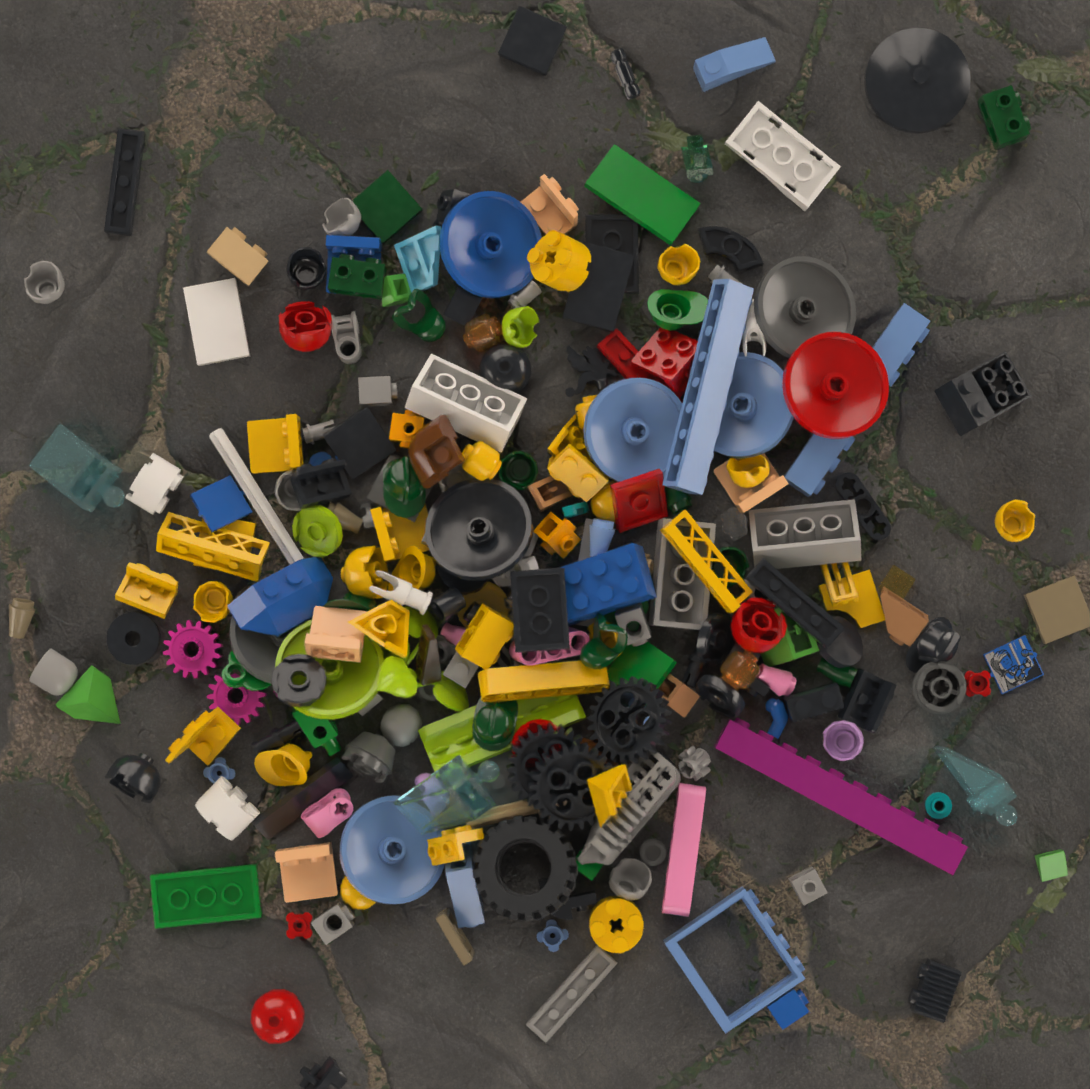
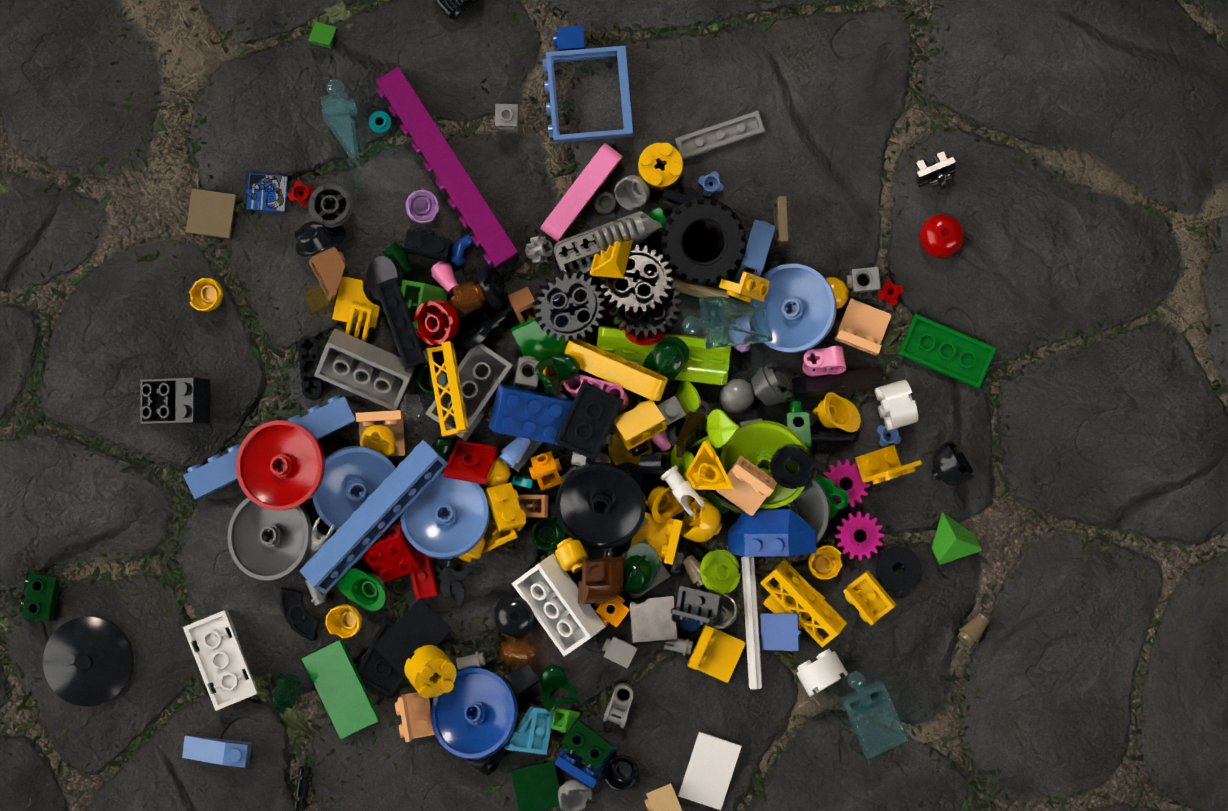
camera: 150 degrees left, 0 degrees up
(54, 673) = (970, 573): light grey helmet -> none
(305, 326) = (645, 729): red cylinder -> none
(519, 326) = (488, 640): lime hair -> none
(867, 700) = (388, 225): black bracket -> none

